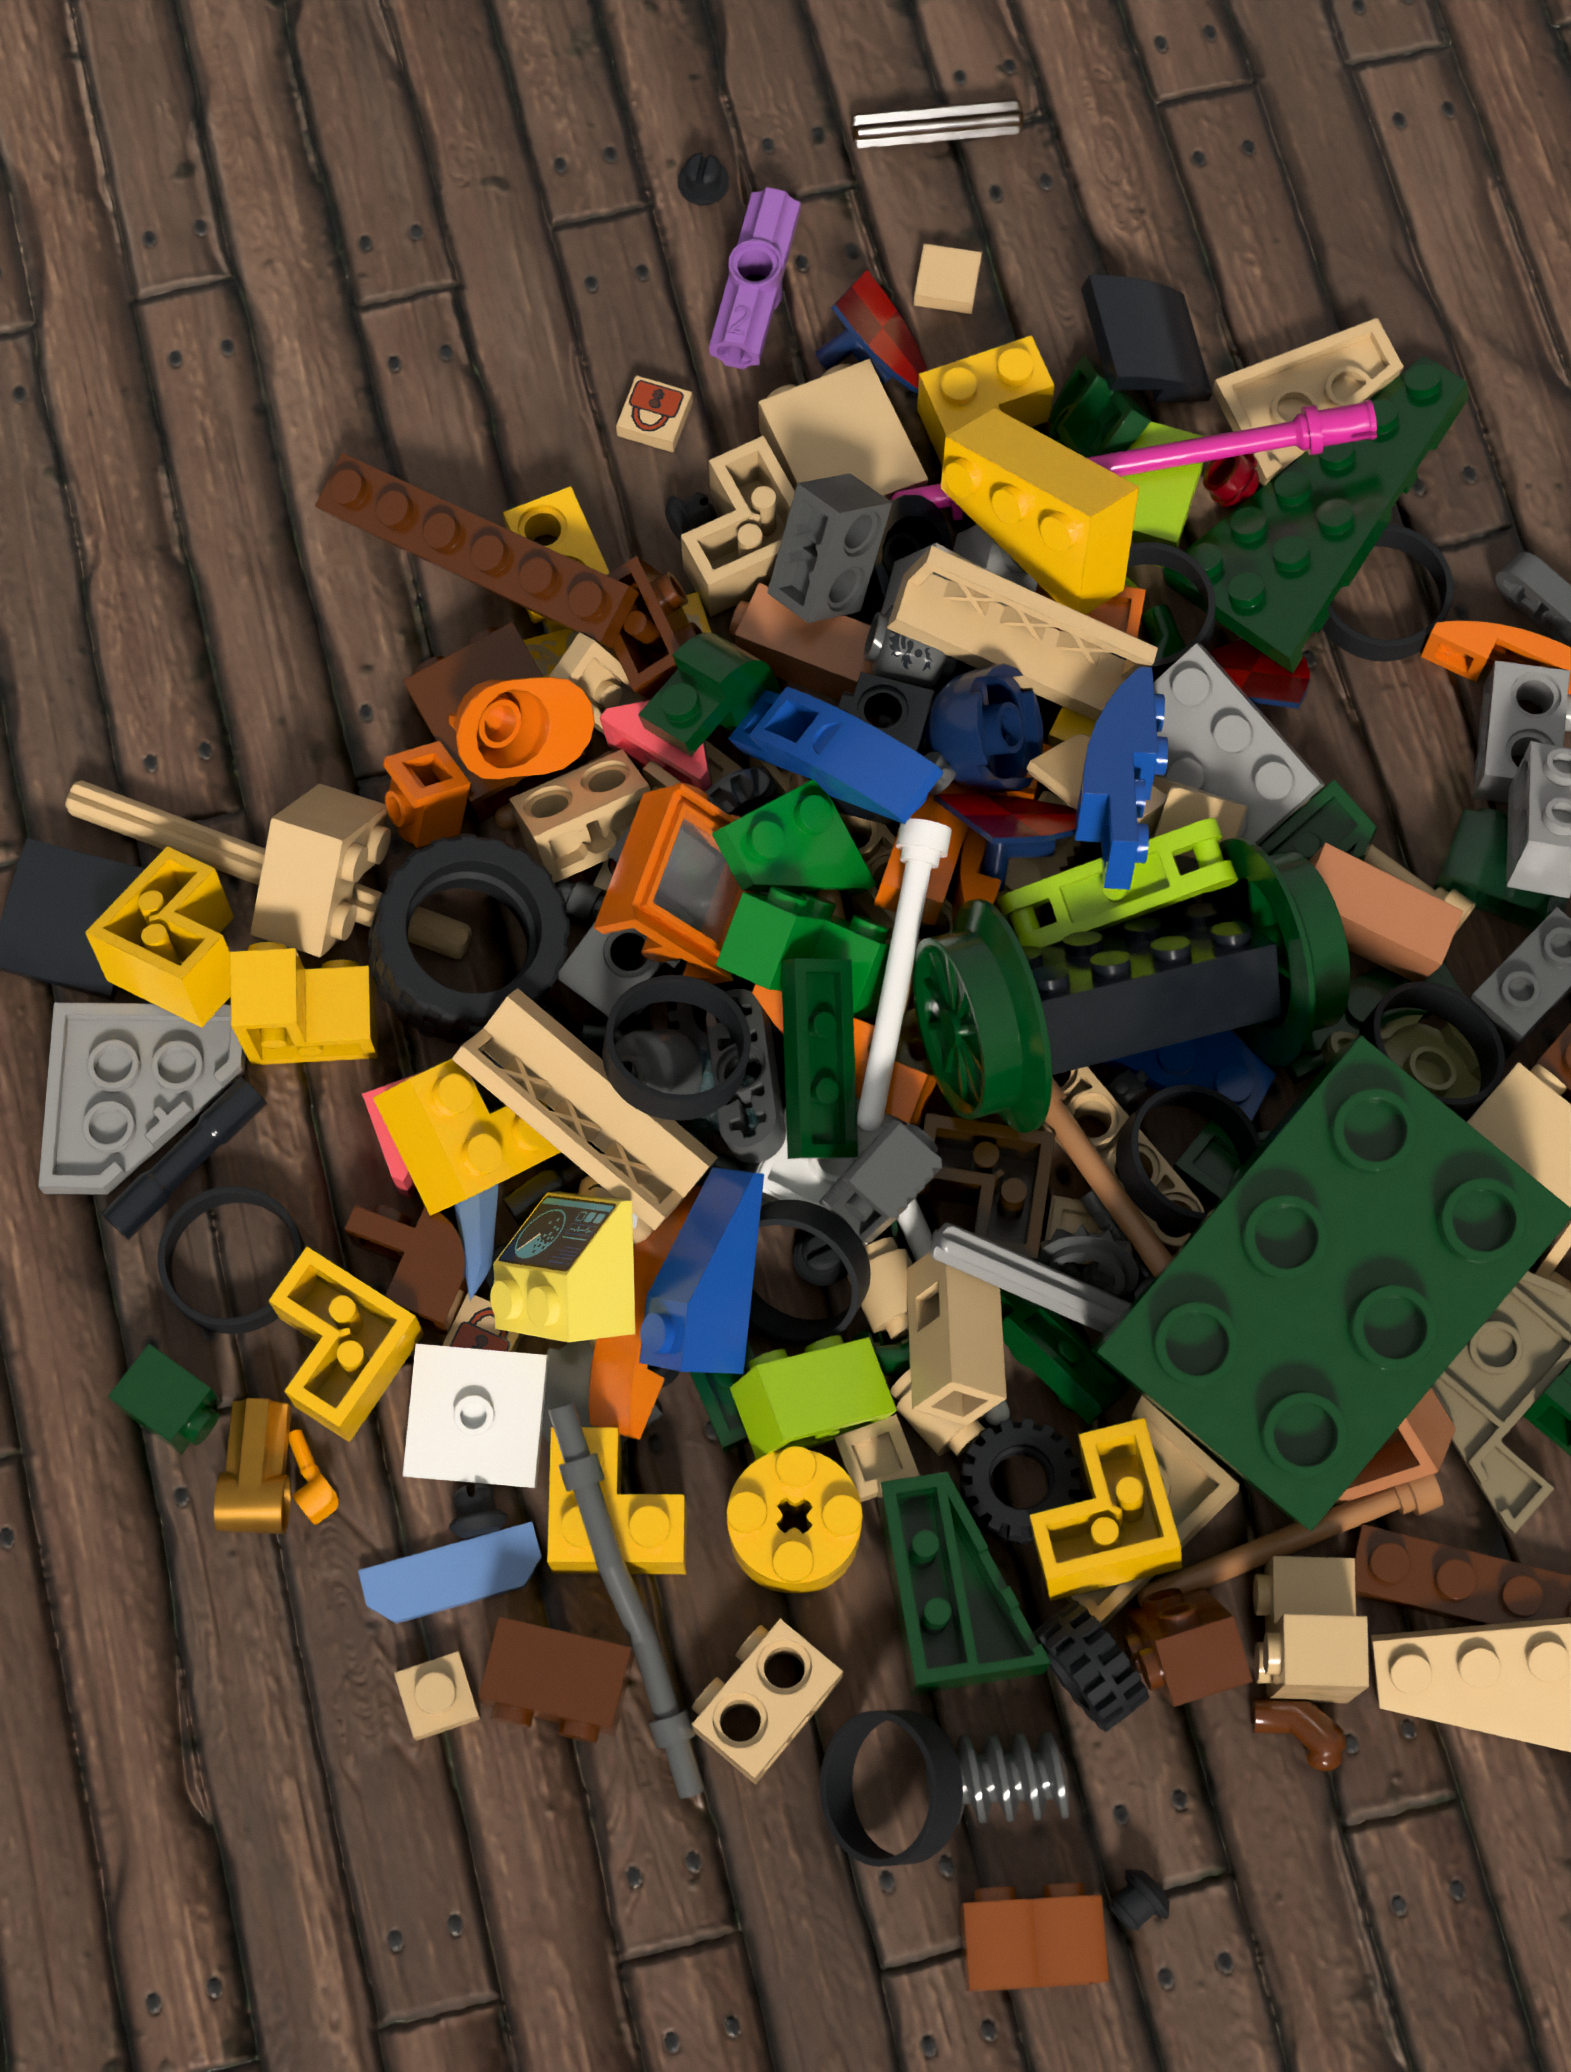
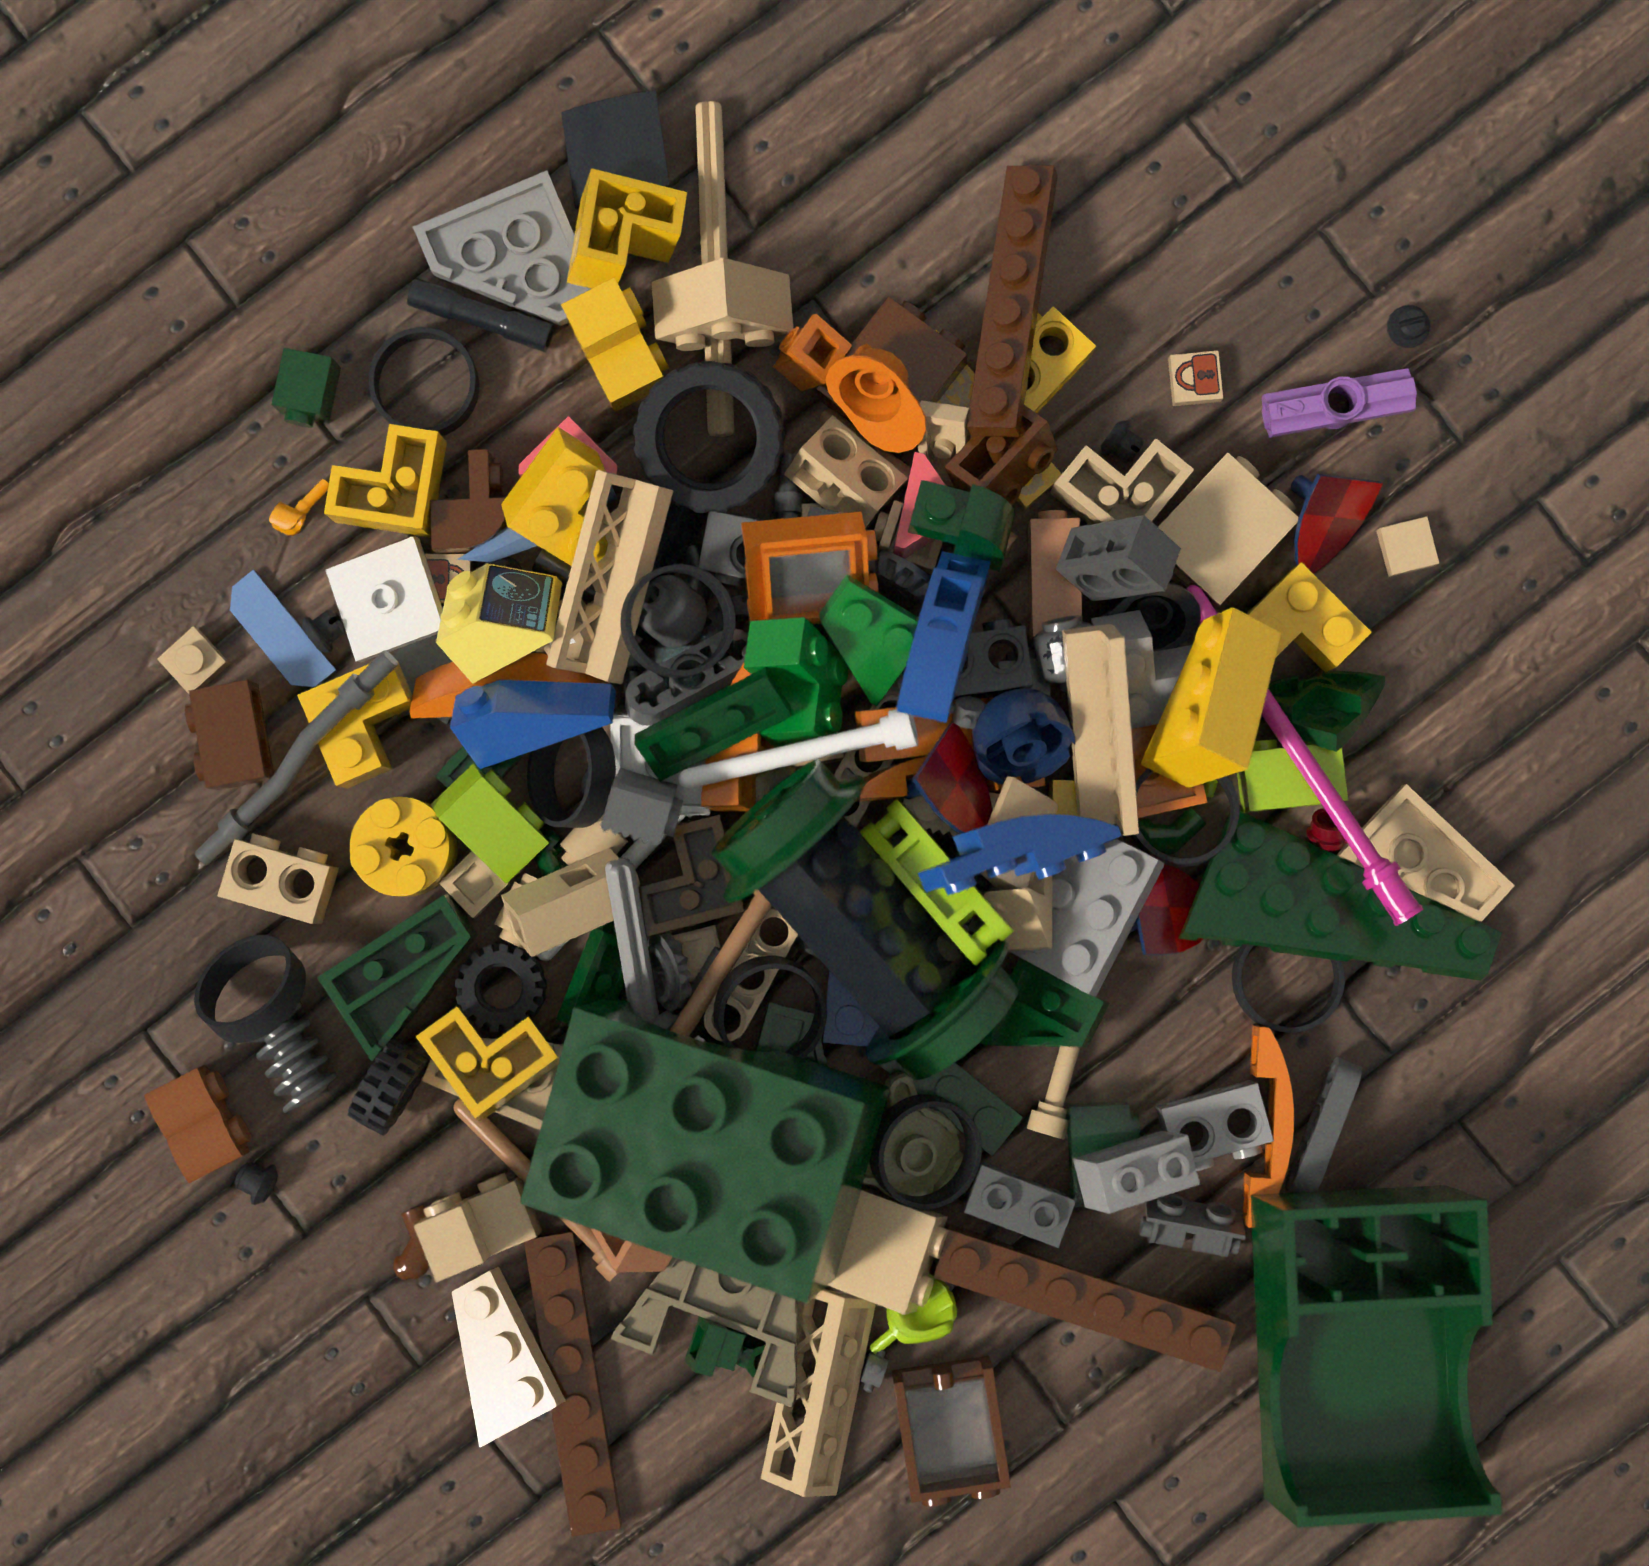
camera: 70 degrees right, 15 degrees up
(255, 1488) = (273, 473): pearl gold piece -> none
(937, 123) = (1539, 481): axle -> none
(1145, 338) = (1416, 718): black slope -> none
(1186, 1645) = (423, 1146): reddish brown brick -> none
(1386, 916) = (1011, 1073): nougat brick -> none

